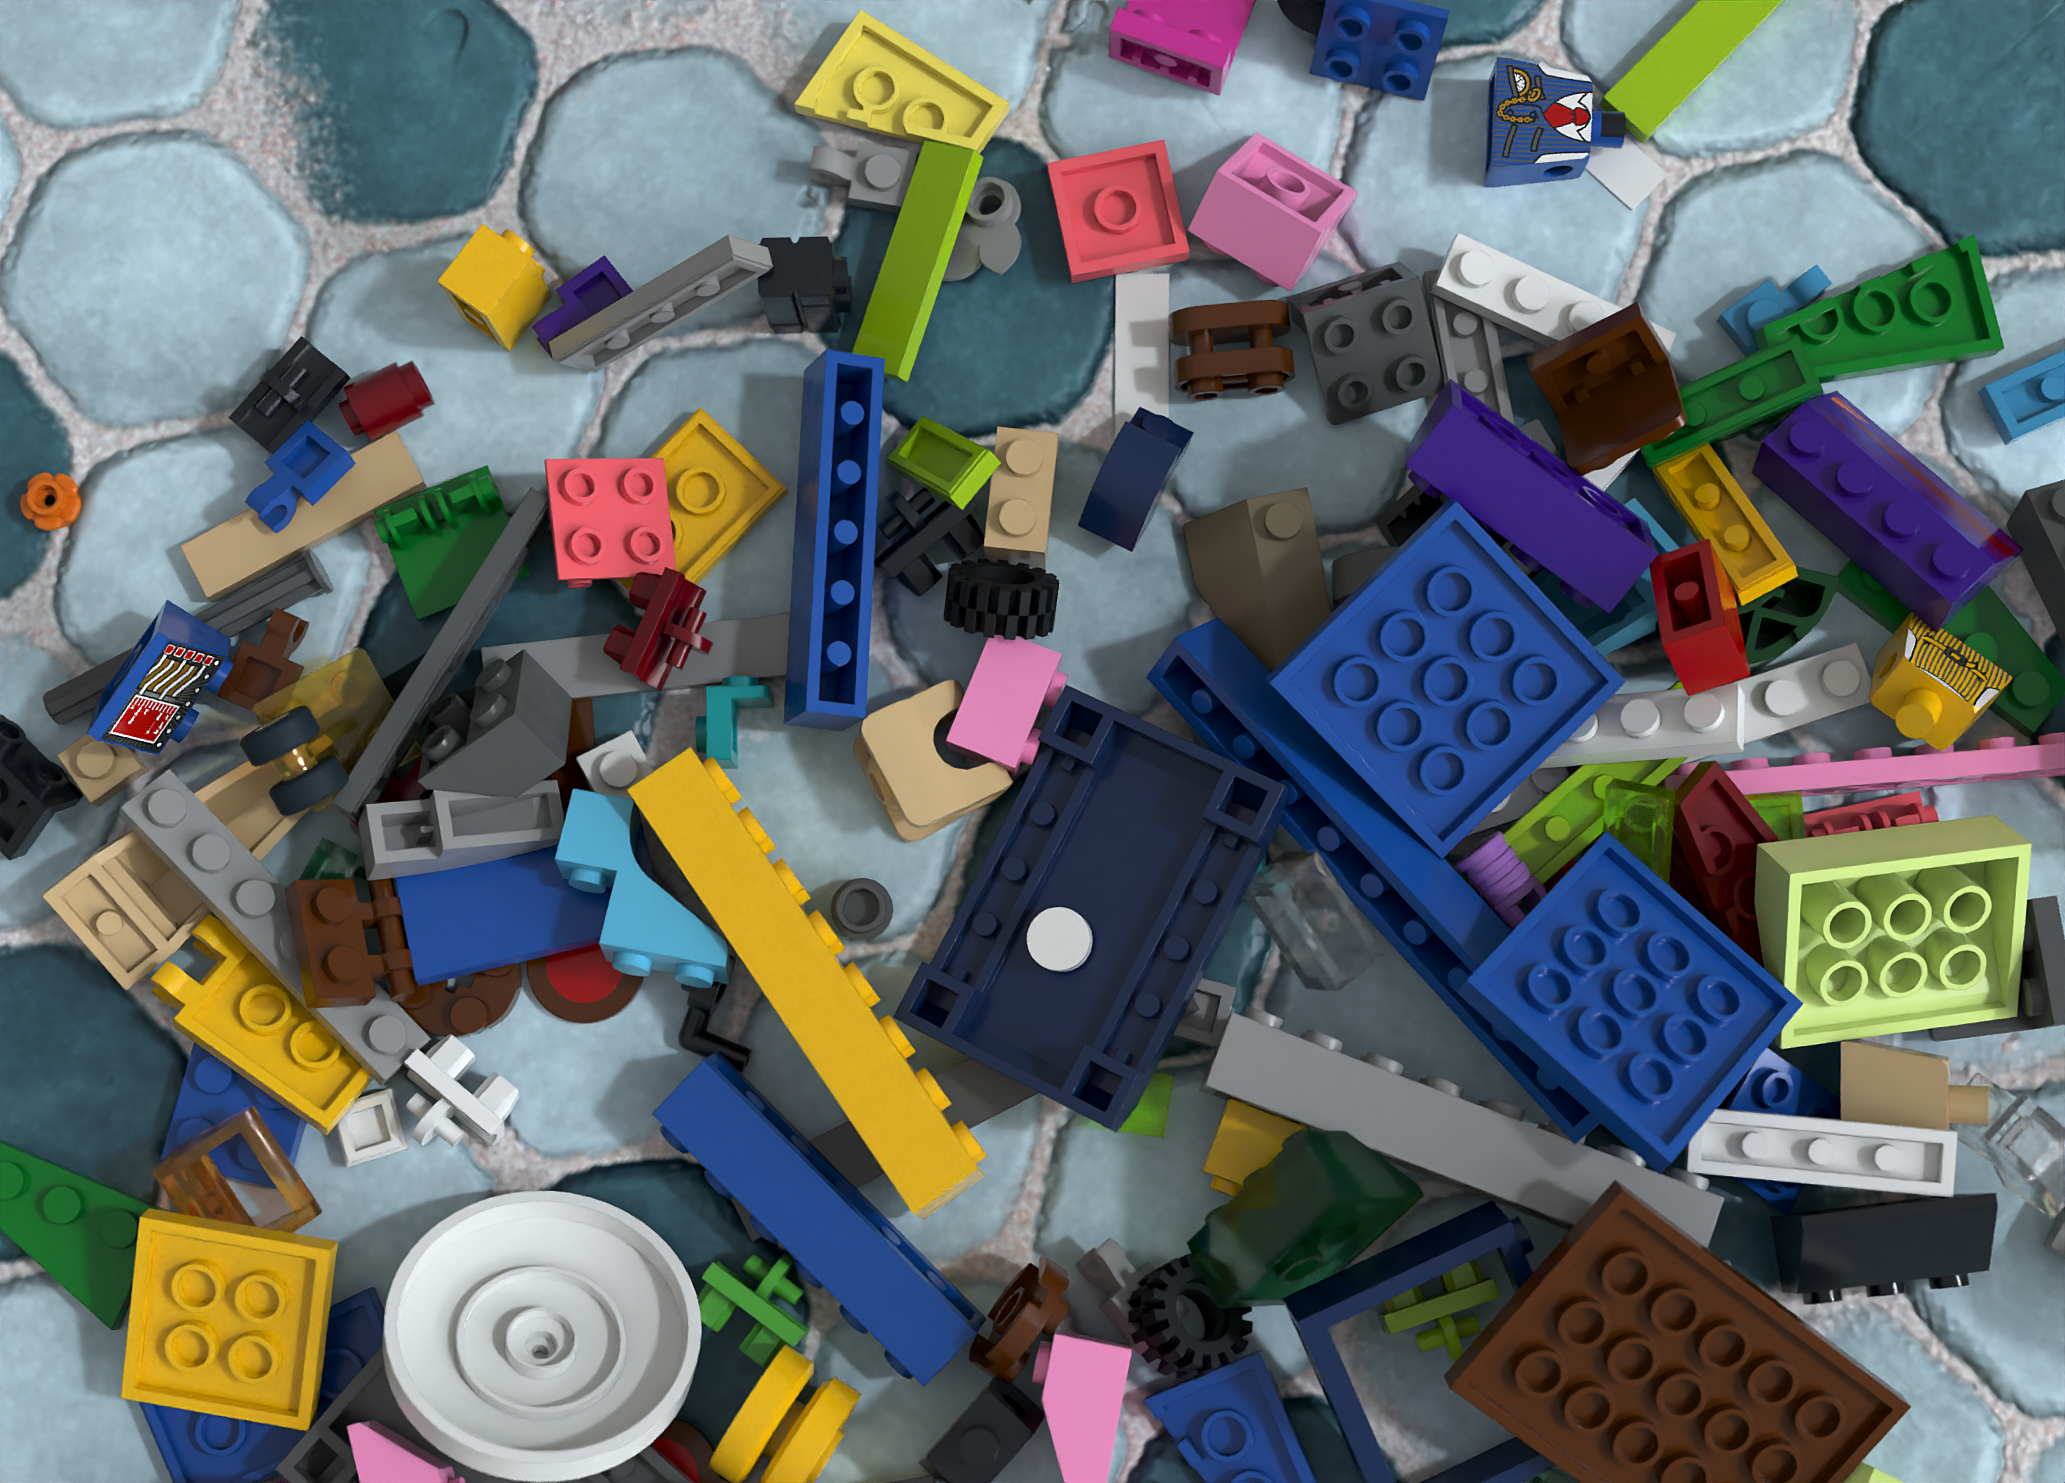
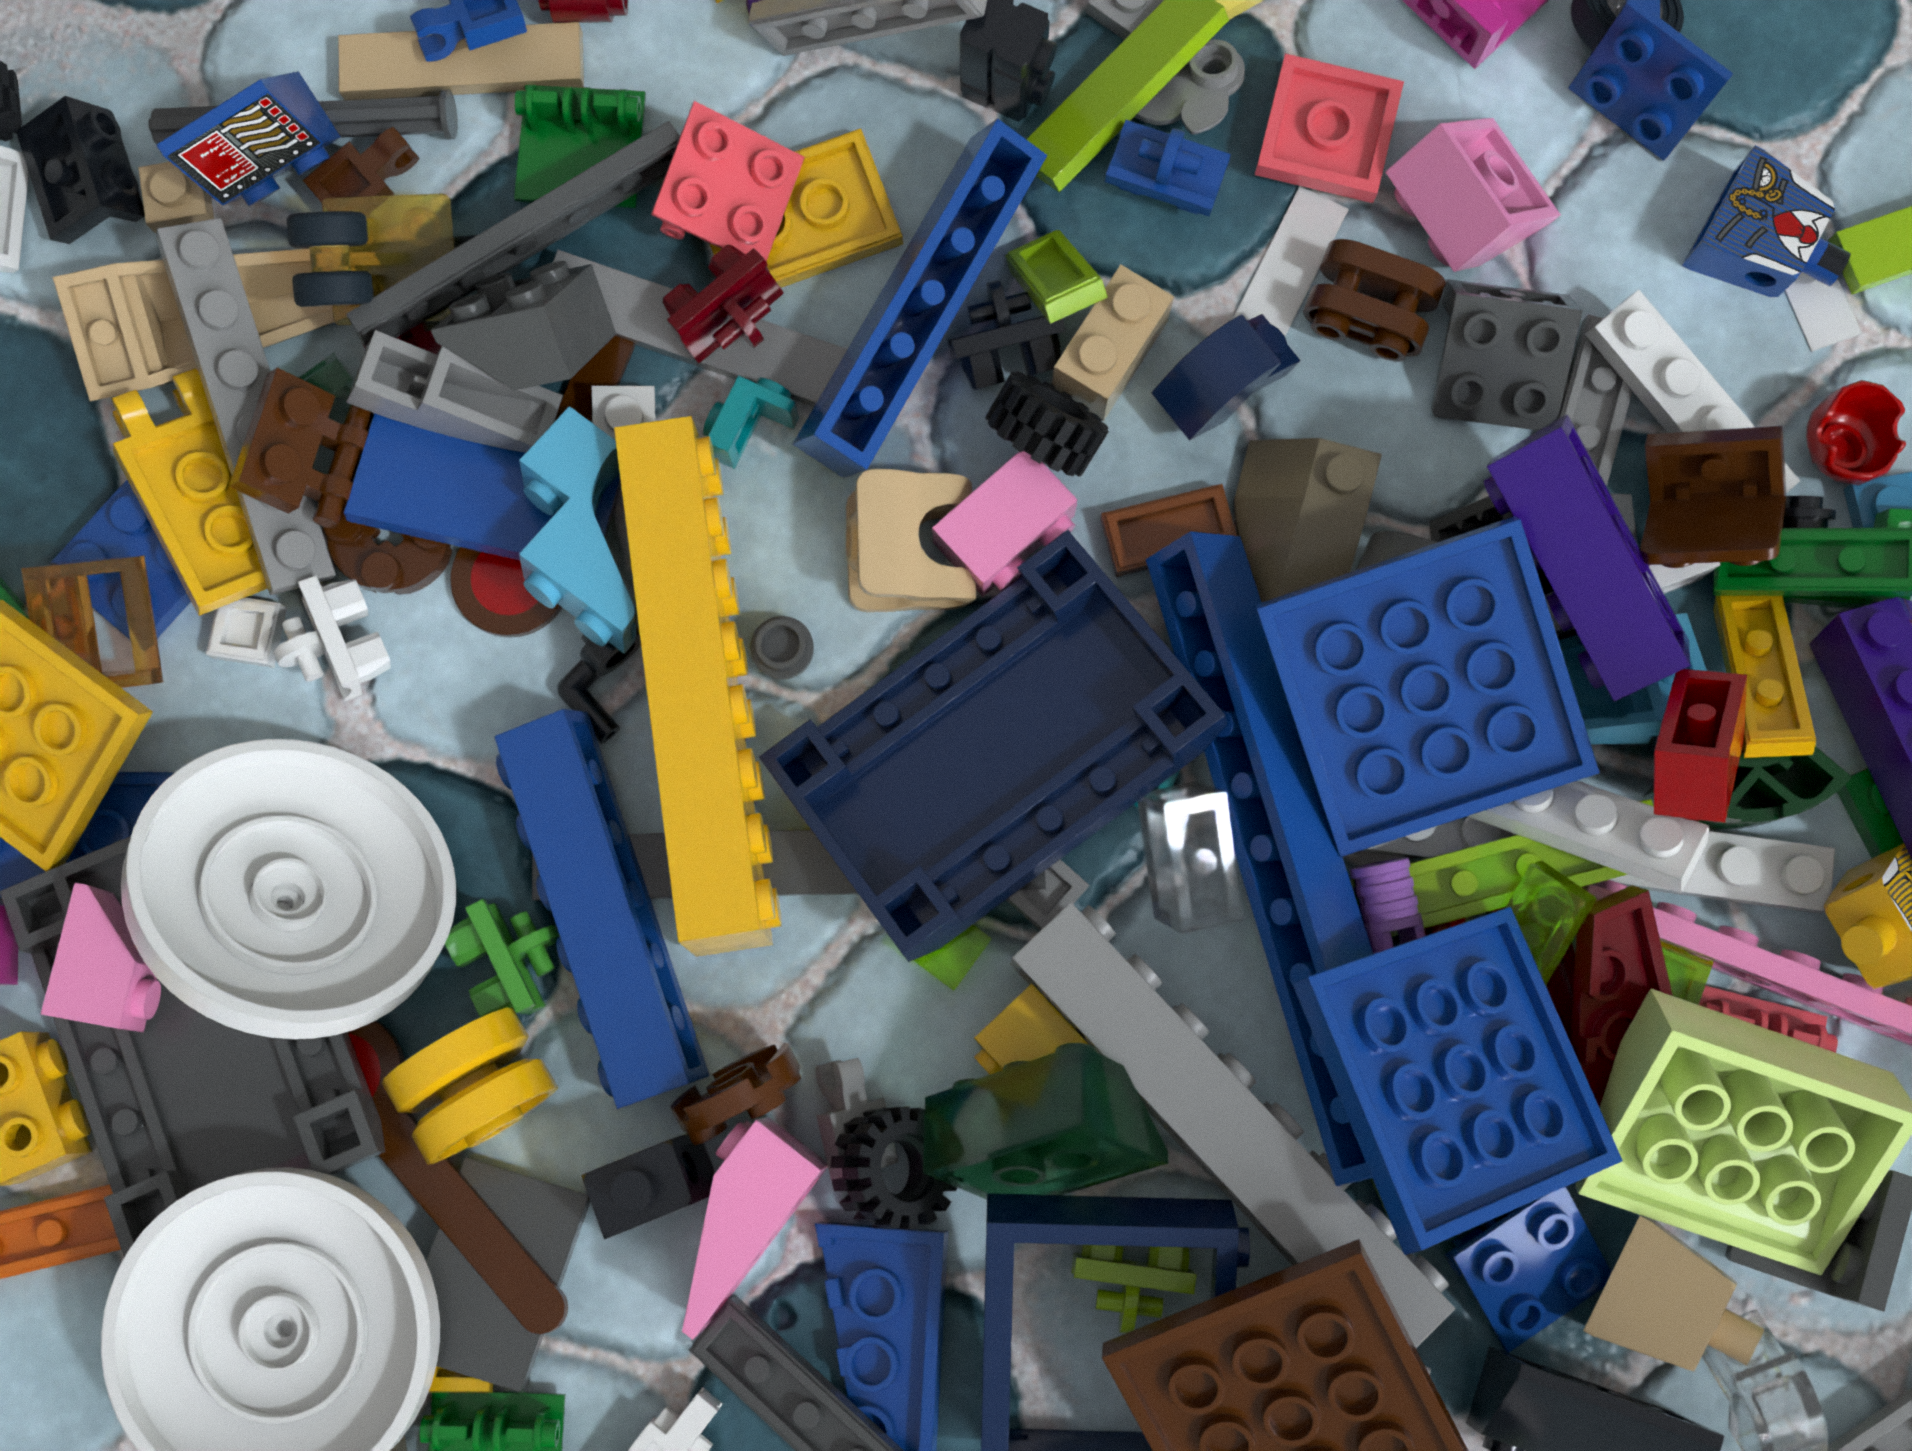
camera: 25 degrees right, 0 degrees up
(994, 316) = (1167, 168): none -> blue hips
(1059, 939) = (945, 759): white tile -> none
(1139, 641) = (1148, 527): none -> dark orange tile
(1694, 362) = (1806, 512): none -> black plate
(1703, 270) = (1855, 433): none -> red hair
(1825, 1152) = (1576, 1314): white plate -> none

